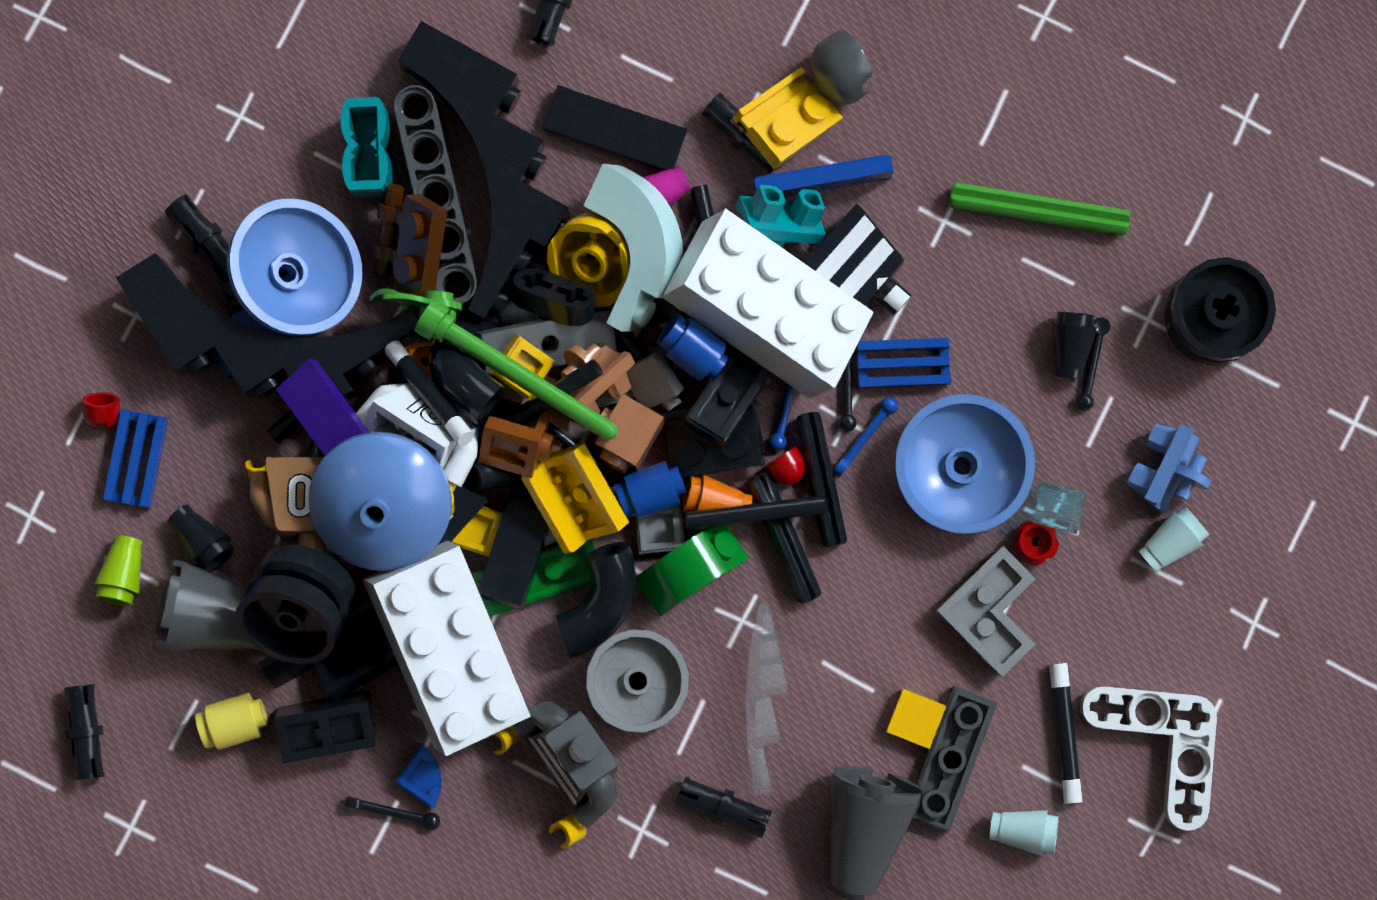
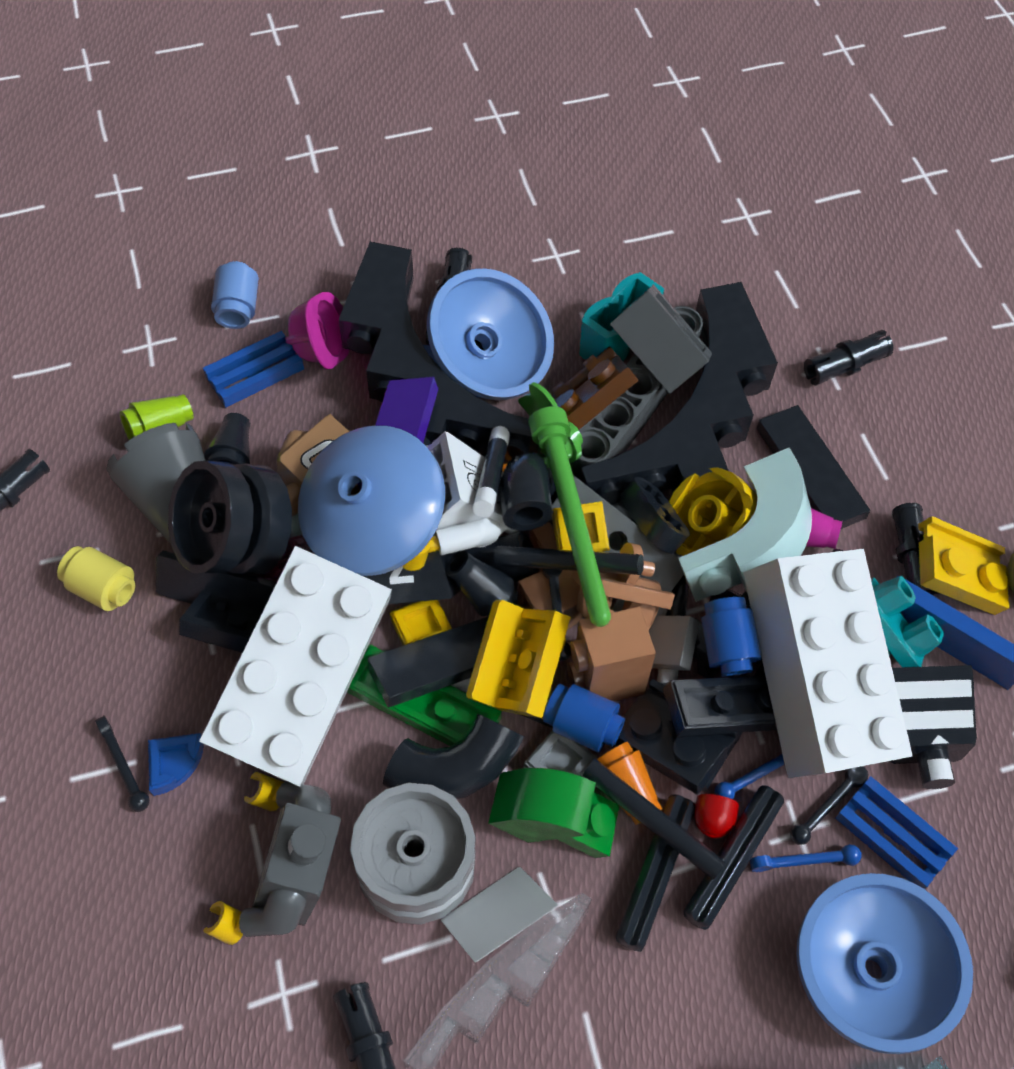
camera: 45 degrees right, 25 degrees down
(50, 415) = (234, 295): none -> medium blue brick
(101, 408) = (267, 321): red hinge -> none
(156, 388) = (316, 330): none -> dark pink piece
(325, 727) = (150, 645): black hinge -> none
(424, 149) = (661, 339): none -> dark grey hinge
(515, 446) = (516, 569): dark orange bracket -> none
(720, 661) = (498, 913): none -> white sticker

